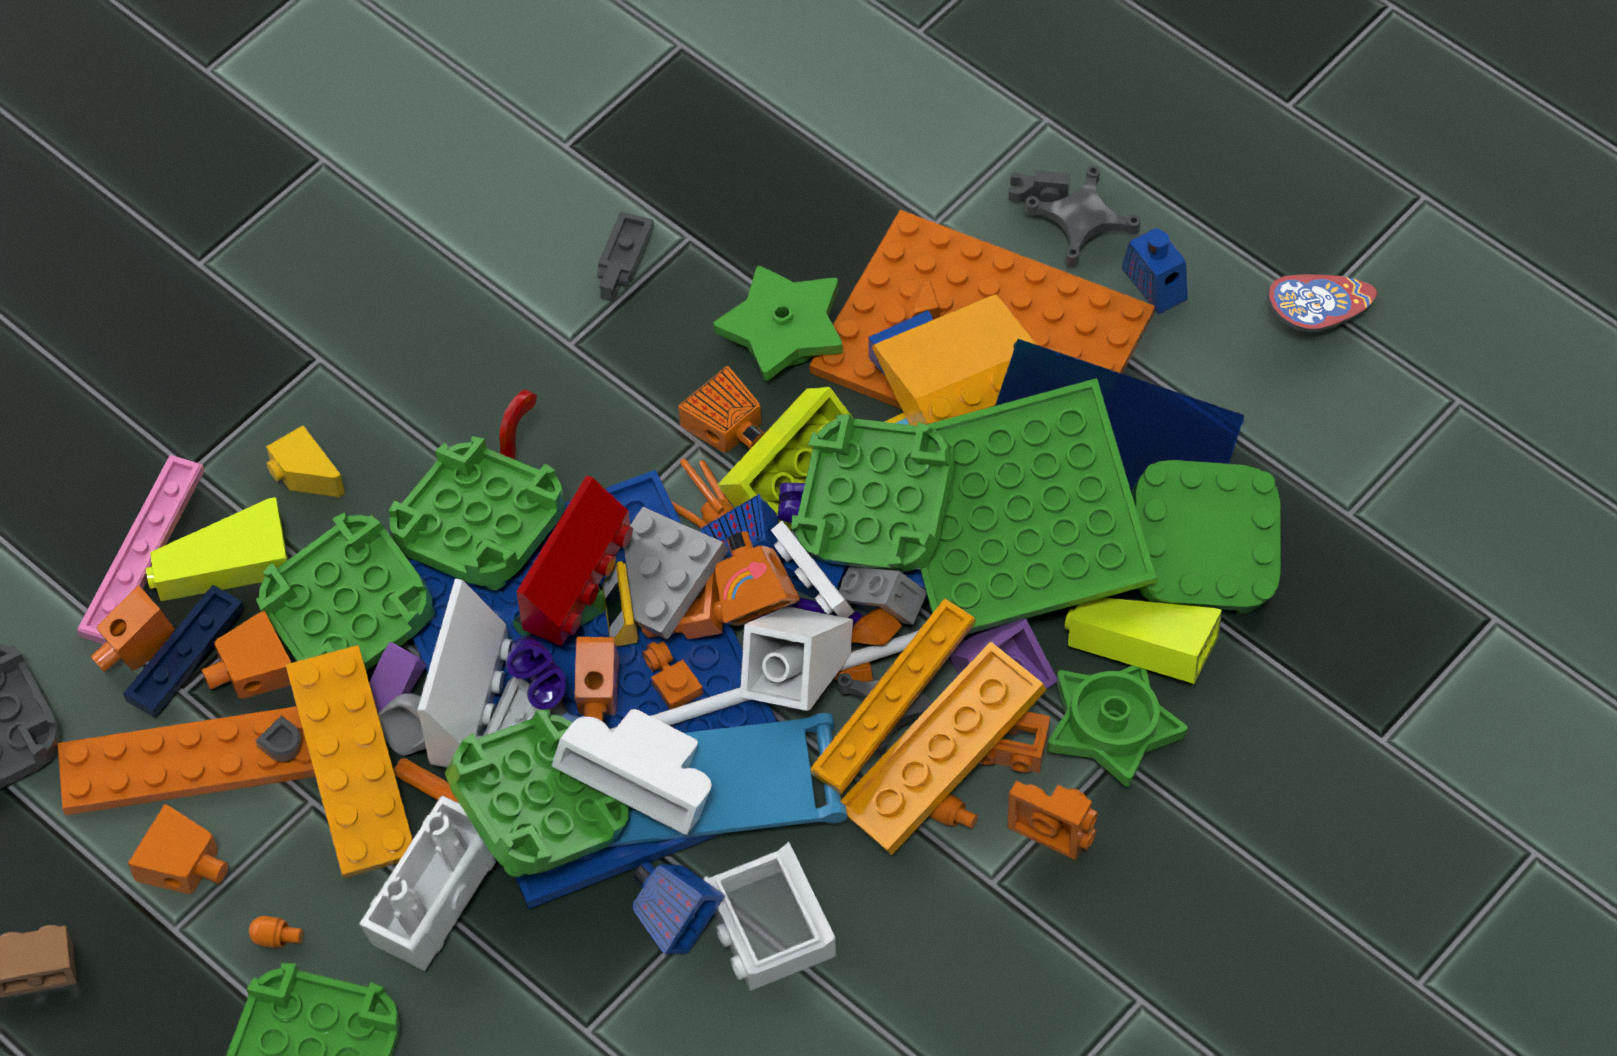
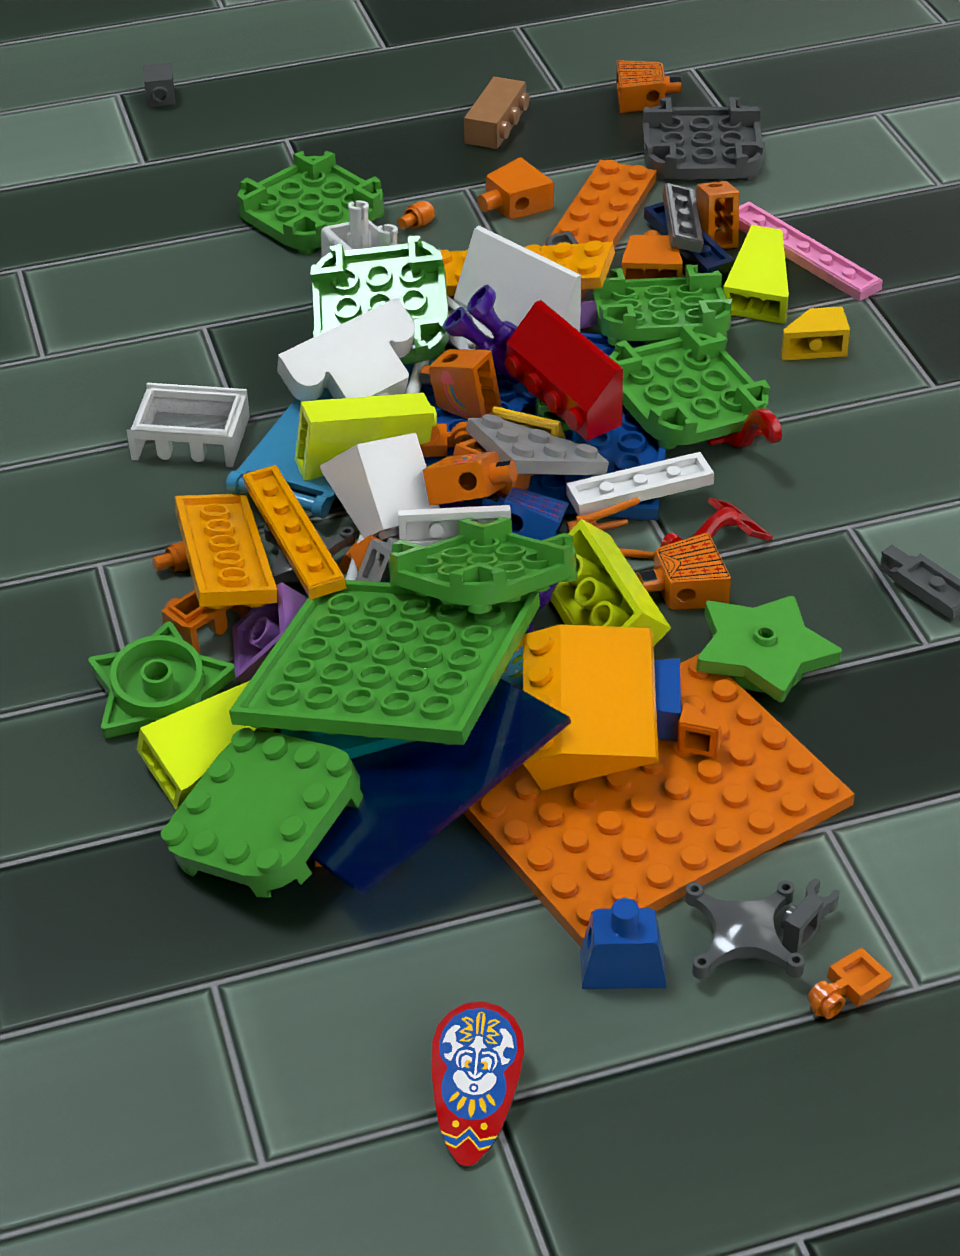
camera: 120 degrees right, 15 degrees down
(170, 652) = (682, 218): none -> dark grey tile
(641, 481) = (643, 482): none -> white plate
(674, 905) = (230, 371): blue torso -> none
(694, 438) = (725, 516): none -> red piece
(735, 709) = (338, 424): none -> neon yellow slope
(1057, 821) = (98, 586): orange plate -> none
(1076, 141) = (854, 976): none -> orange plate

